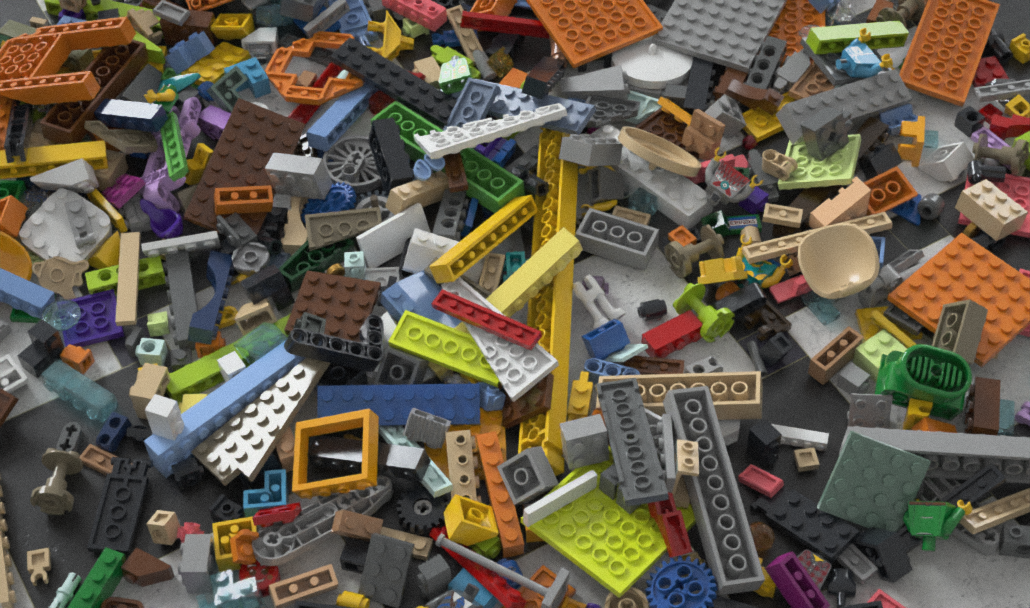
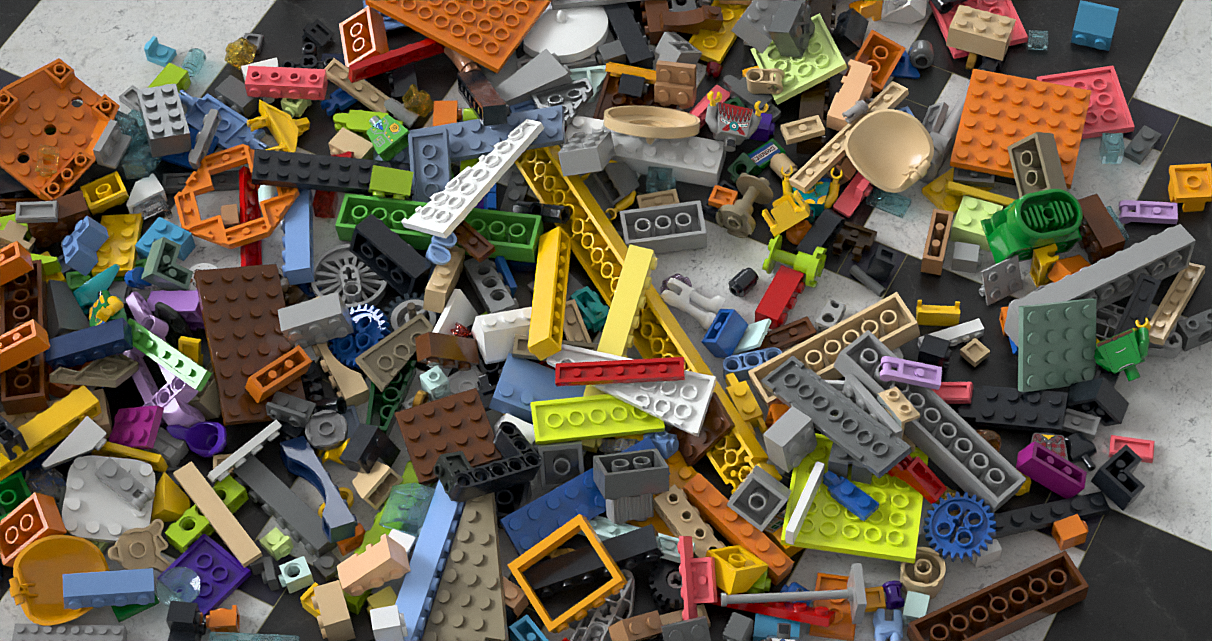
camera: 30 degrees left, 5 degrees up
(197, 370) = (373, 567): none -> light nougat wedge
(207, 131) = (176, 323): none -> pearl dark grey tile
(376, 243) = (447, 351): none -> reddish brown brick
(400, 236) = (460, 330): none -> clear red bush
(430, 105) = (390, 182): none -> lime brick
(431, 510) = (697, 578): none -> coral bracket
(437, 402) = (631, 474): none -> dark grey brick
(603, 514) = (850, 496): none -> blue hinge
(670, 123) = (633, 86): none -> black brick
(718, 437) = (910, 372): none -> lavender plate
(796, 414) = (937, 315): none -> yellow hinge
(834, 218) = (858, 109): none -> light grey pin

